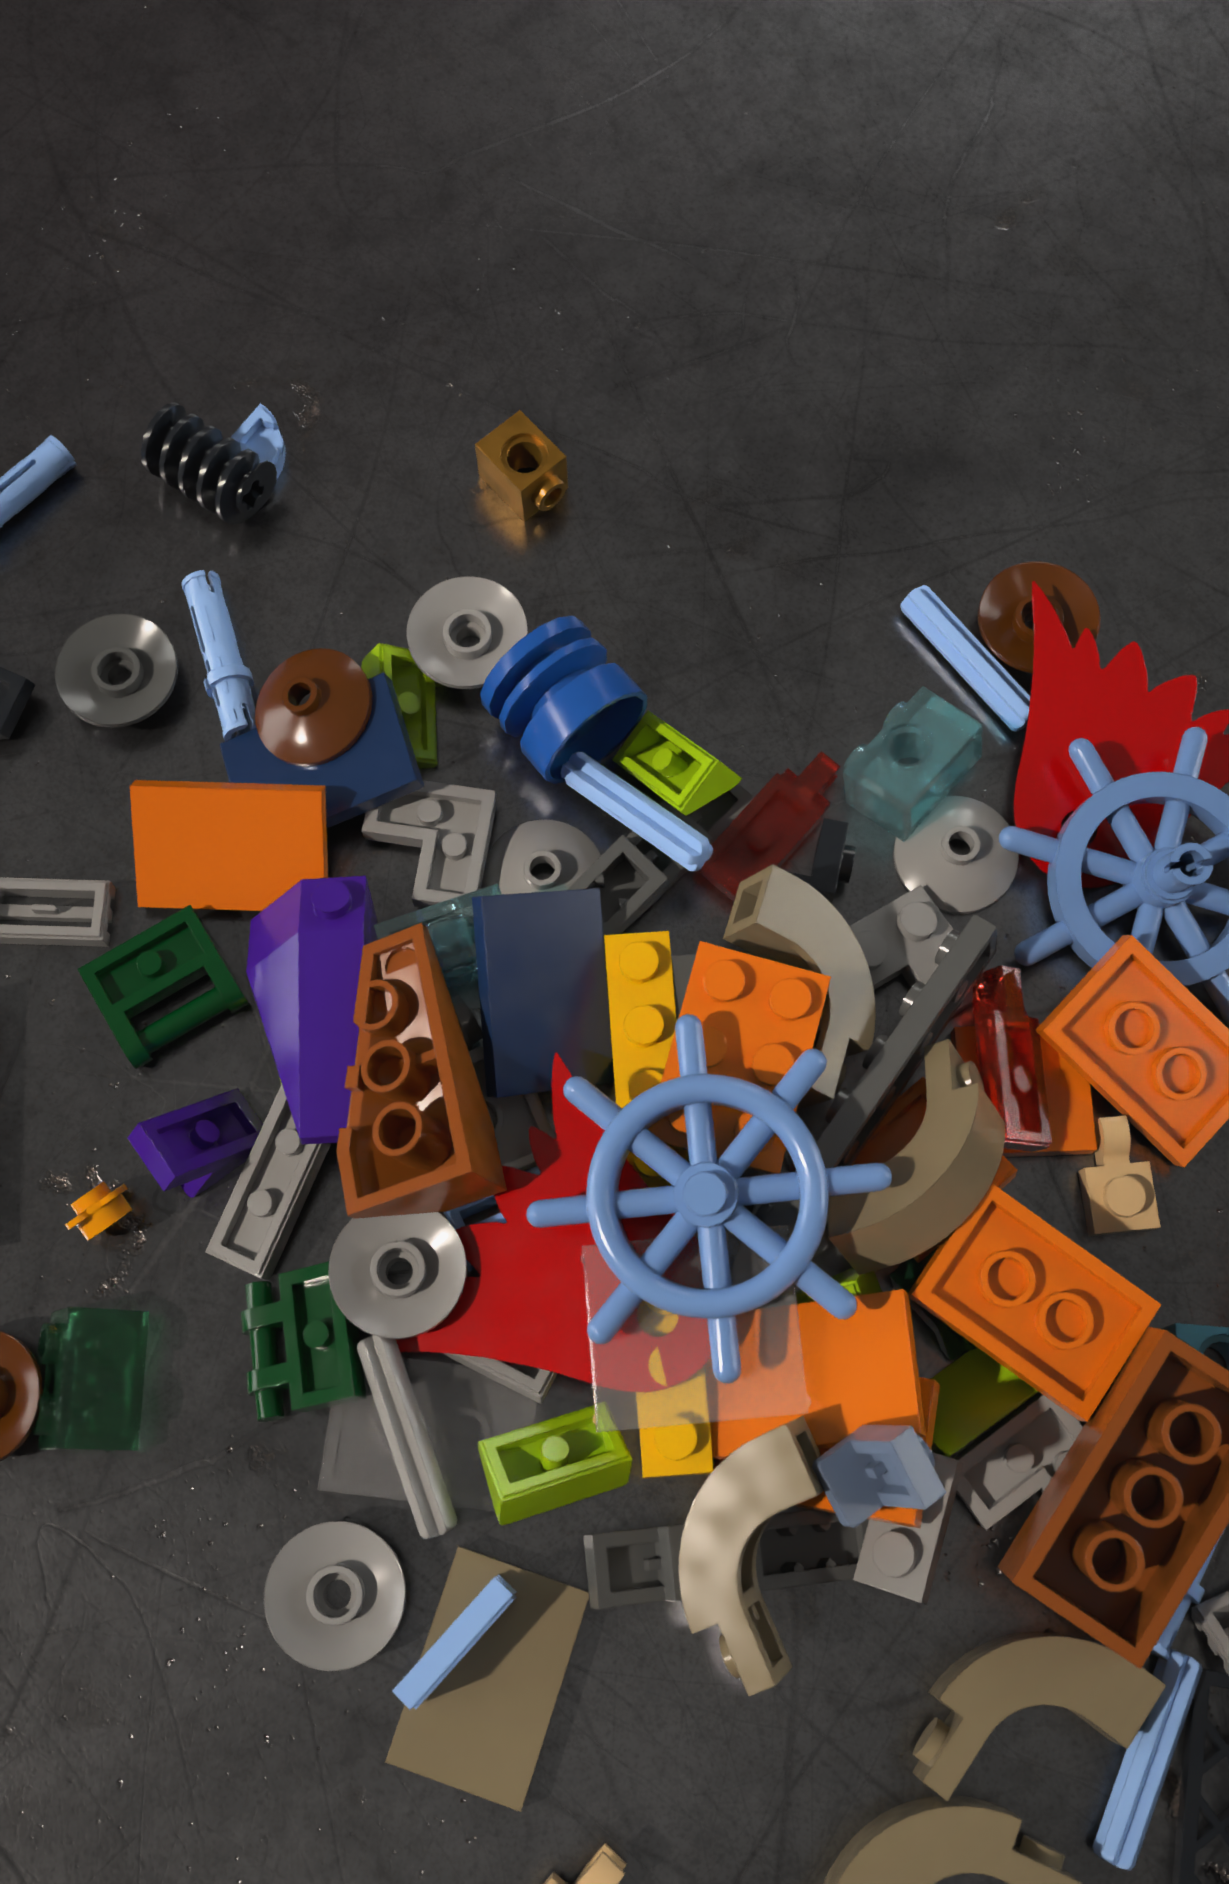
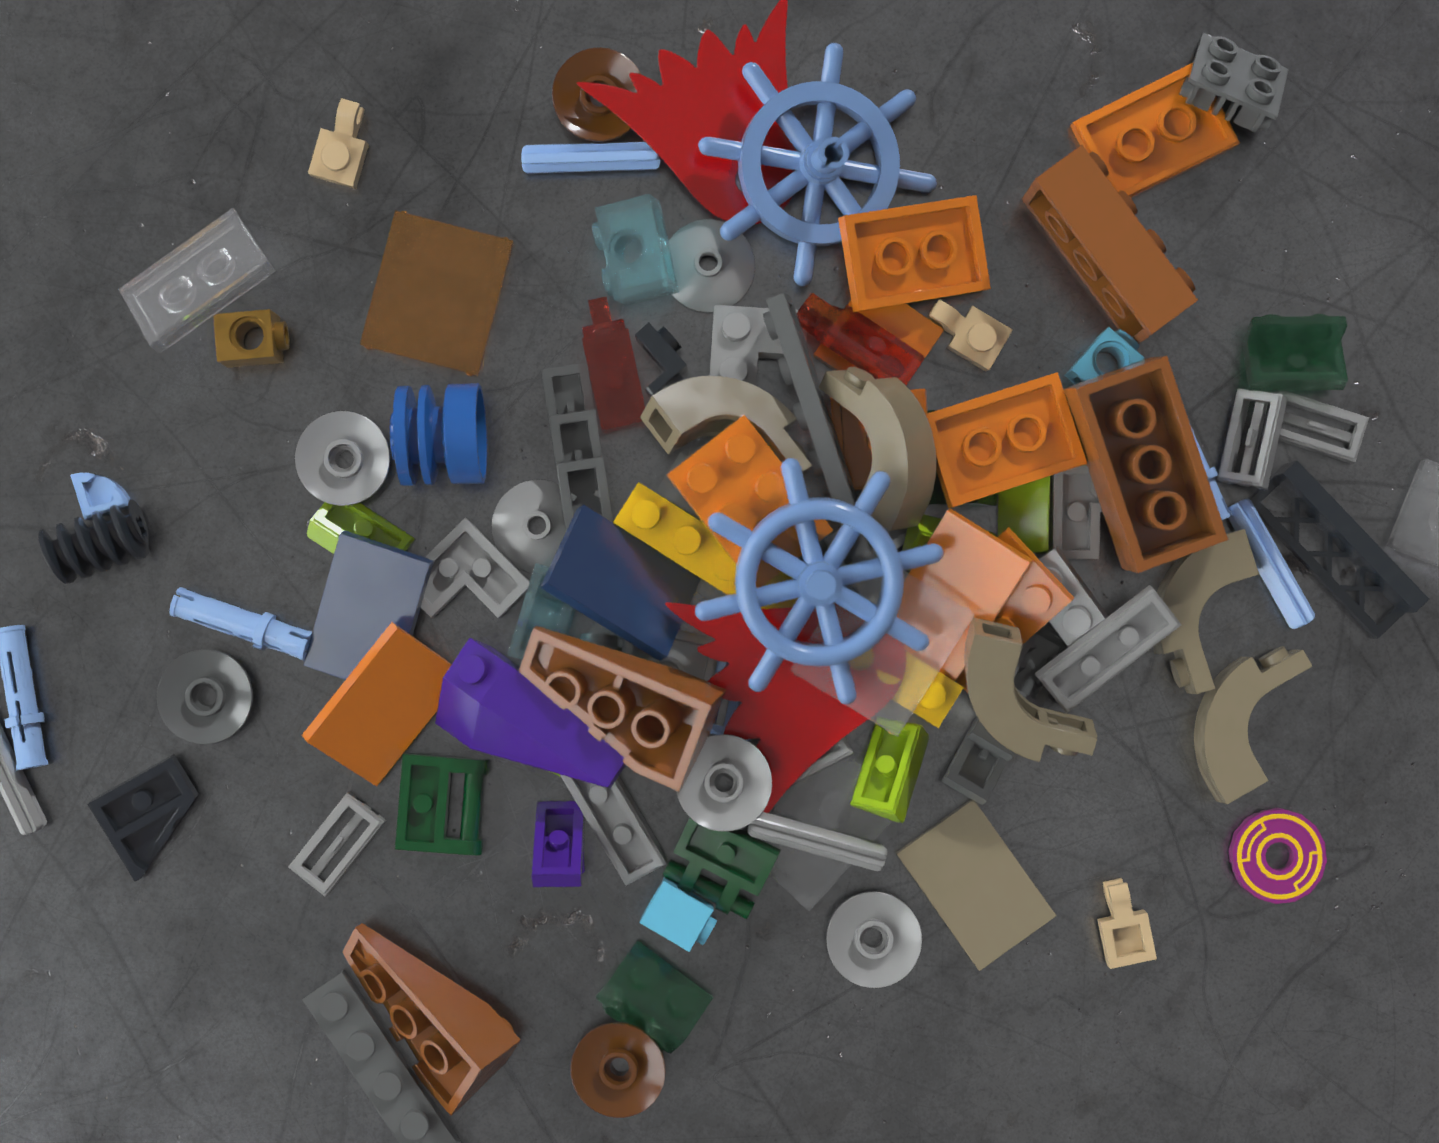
camera: 55 degrees left, 15 degrees up
(99, 1210) = (556, 931): light orange plate -> none
(208, 1336) = (679, 916): none -> medium azure brick
(327, 721) = (345, 580): reddish brown dish -> none
(455, 1642) = (948, 890): light blue tile -> none
(541, 380) = (196, 280): none -> clear tile
(637, 811) = (545, 444): light blue axle -> none
(674, 765) = (531, 396): lime slope -> none
(709, 612) = (436, 293): none -> clear orange piece
(776, 430) = (339, 153): none -> tan plate
(876, 1470) = (1030, 603): sand blue bracket -> none
(892, 1620) = (1108, 649): none -> light grey tile

